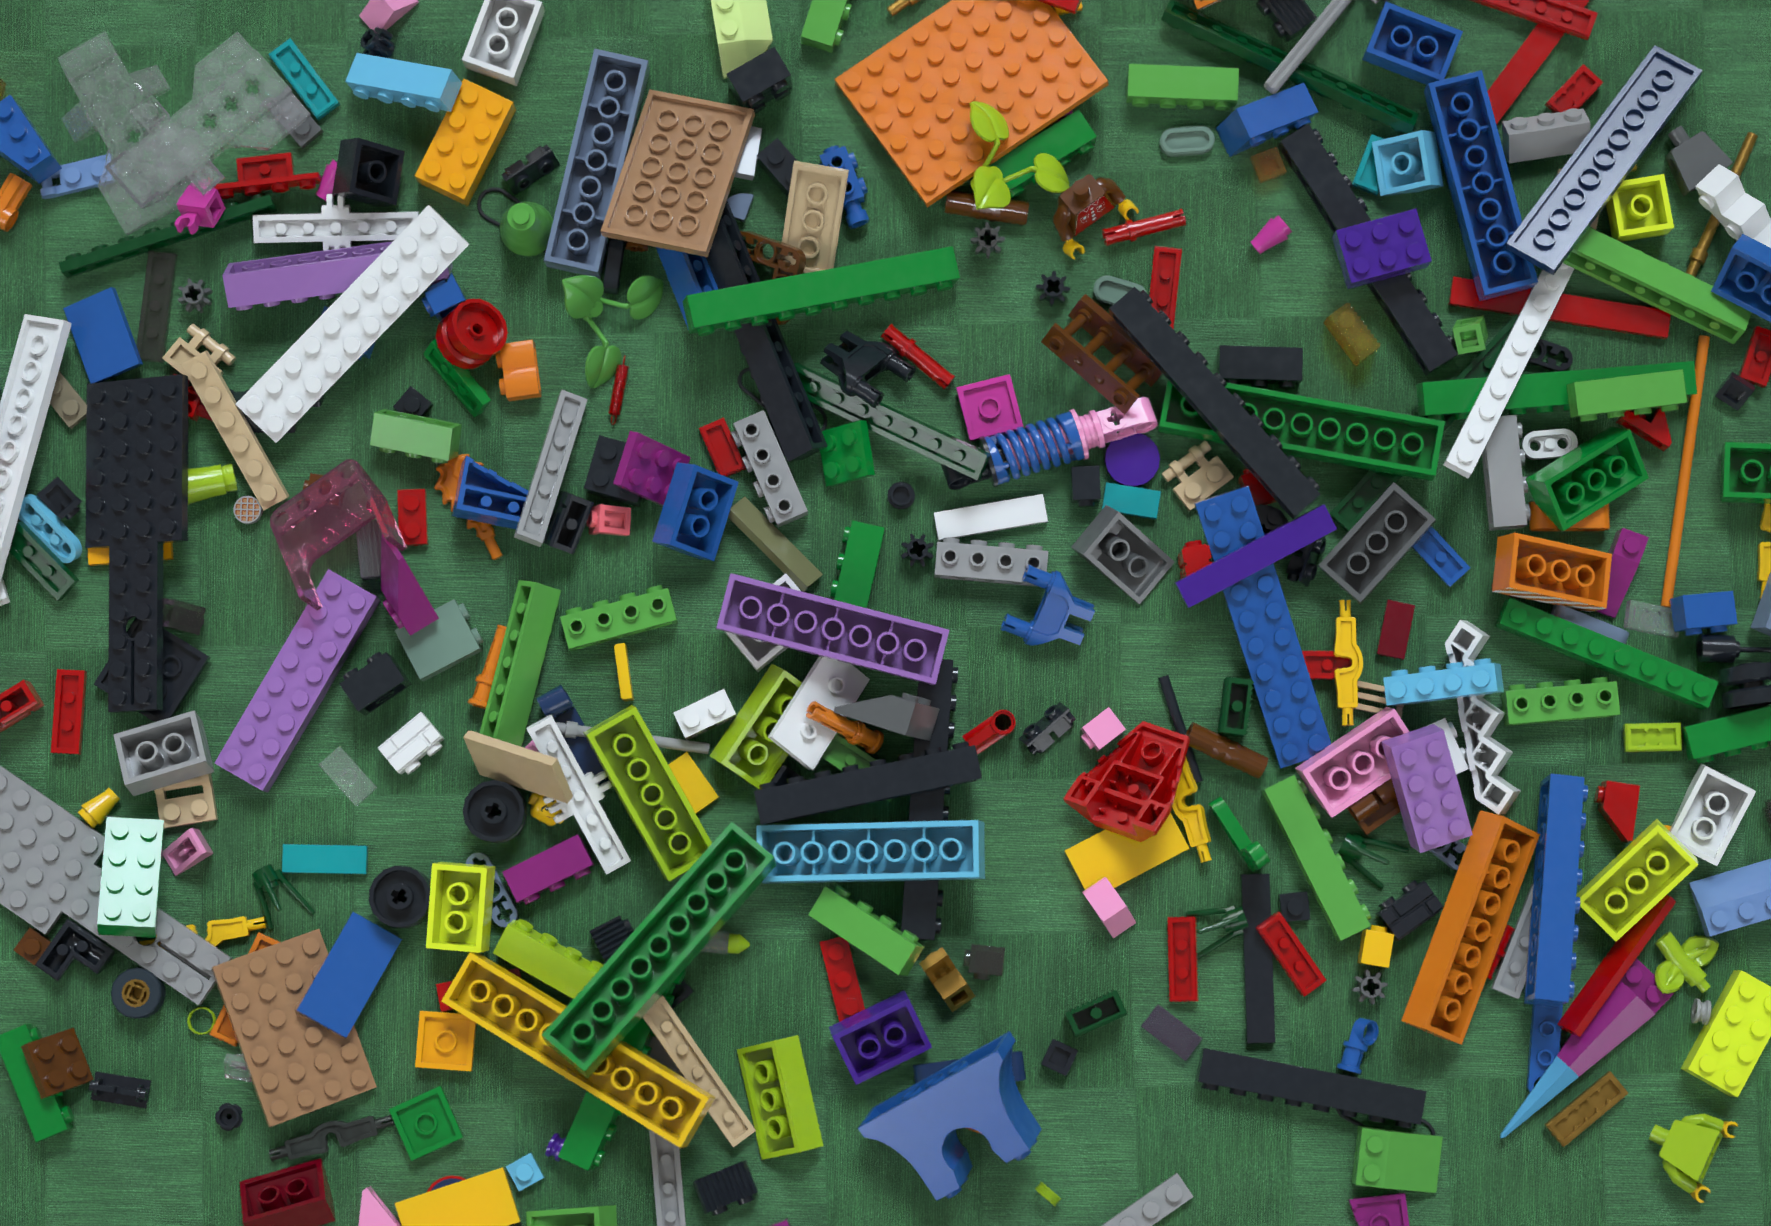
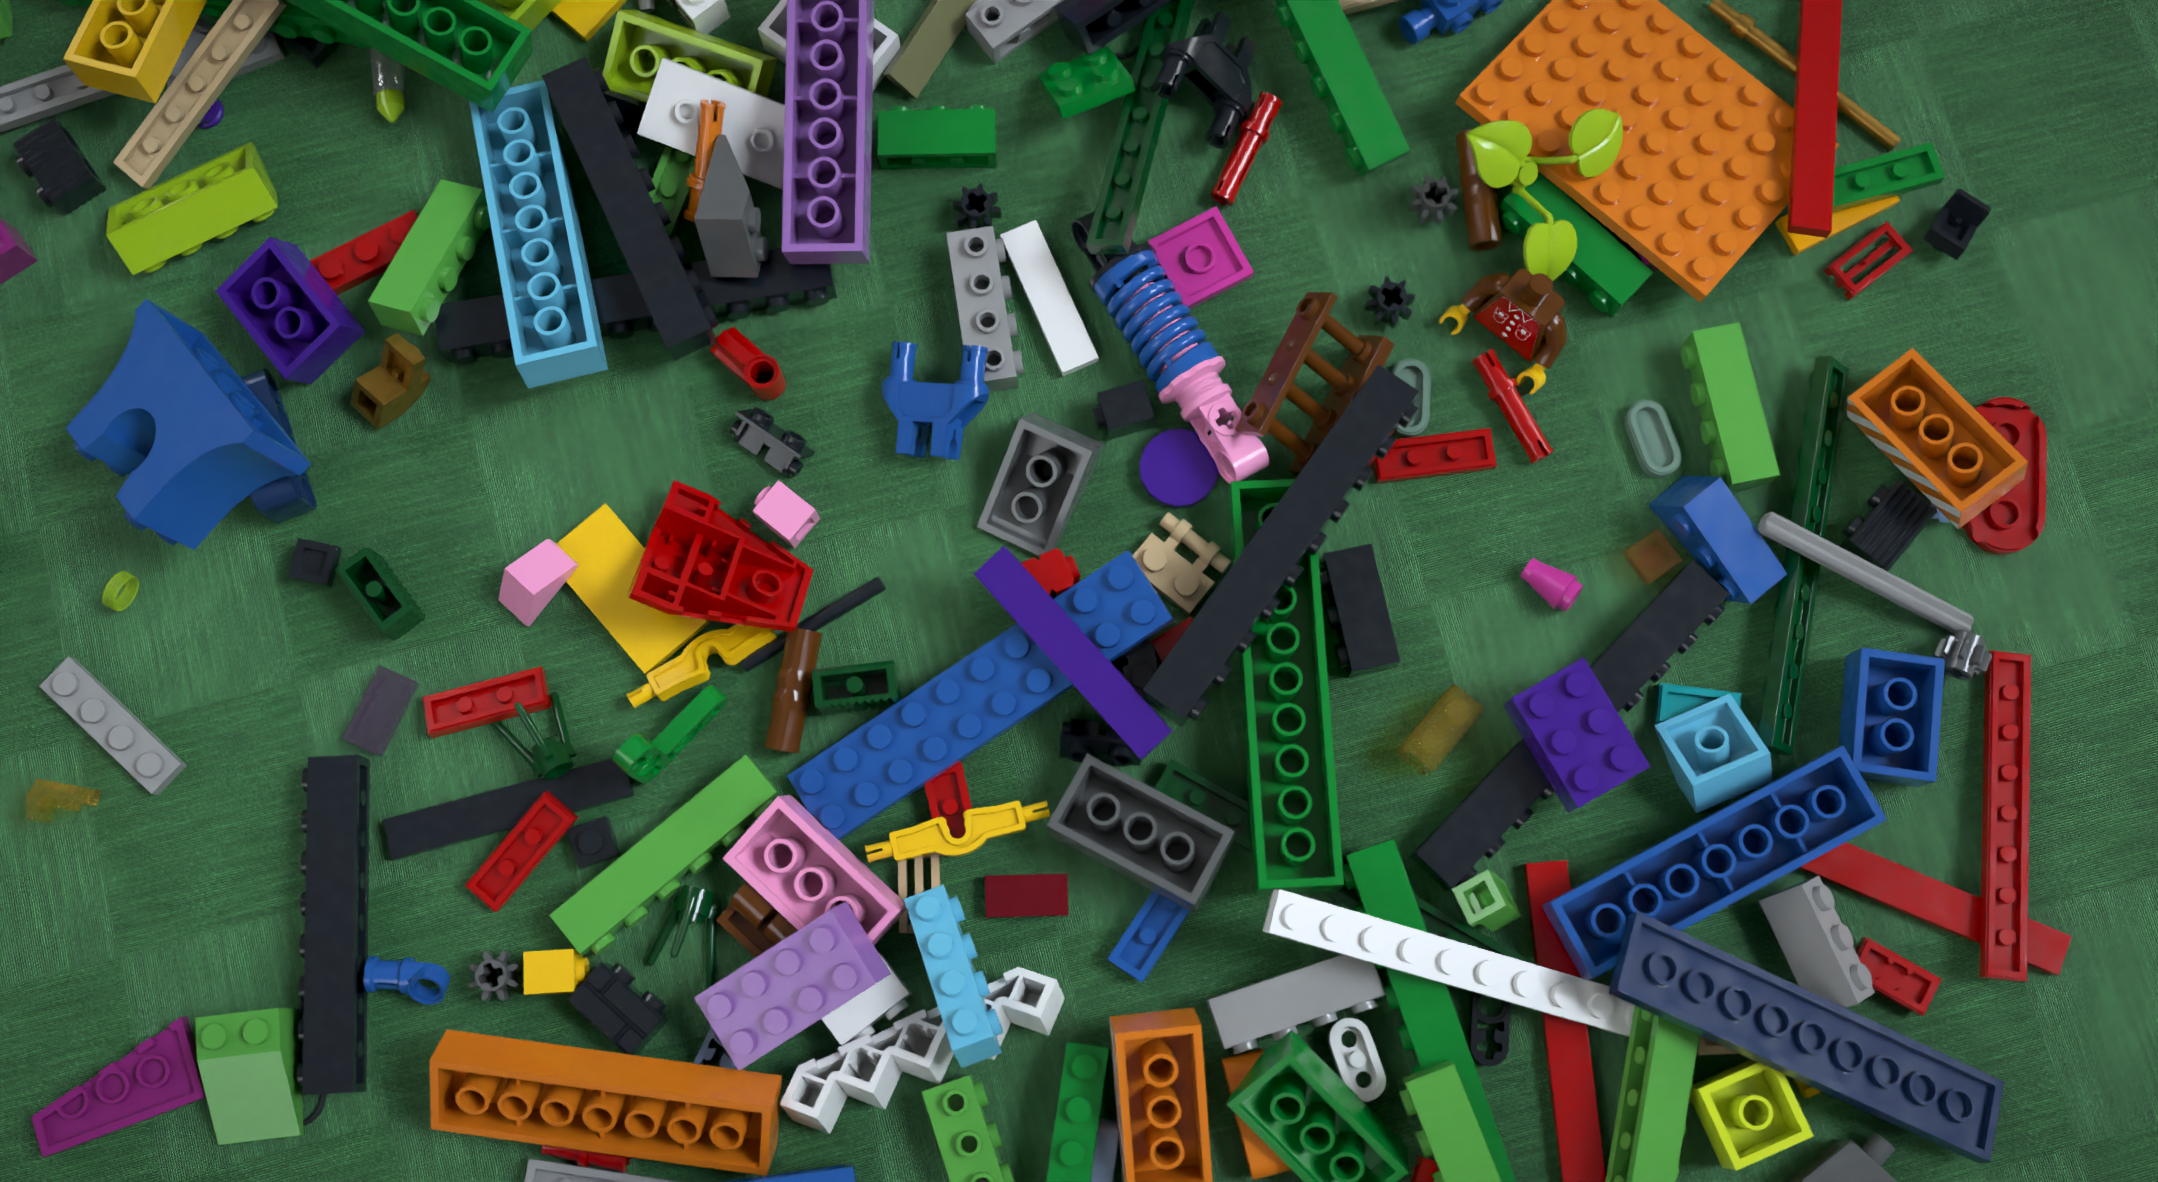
camera: 80 degrees right, 5 degrees down
(901, 495) = (1049, 173): black plate -> none
(984, 961) = (428, 430): clear smoke brick -> none
(1132, 500) = (1120, 481): teal tile -> none

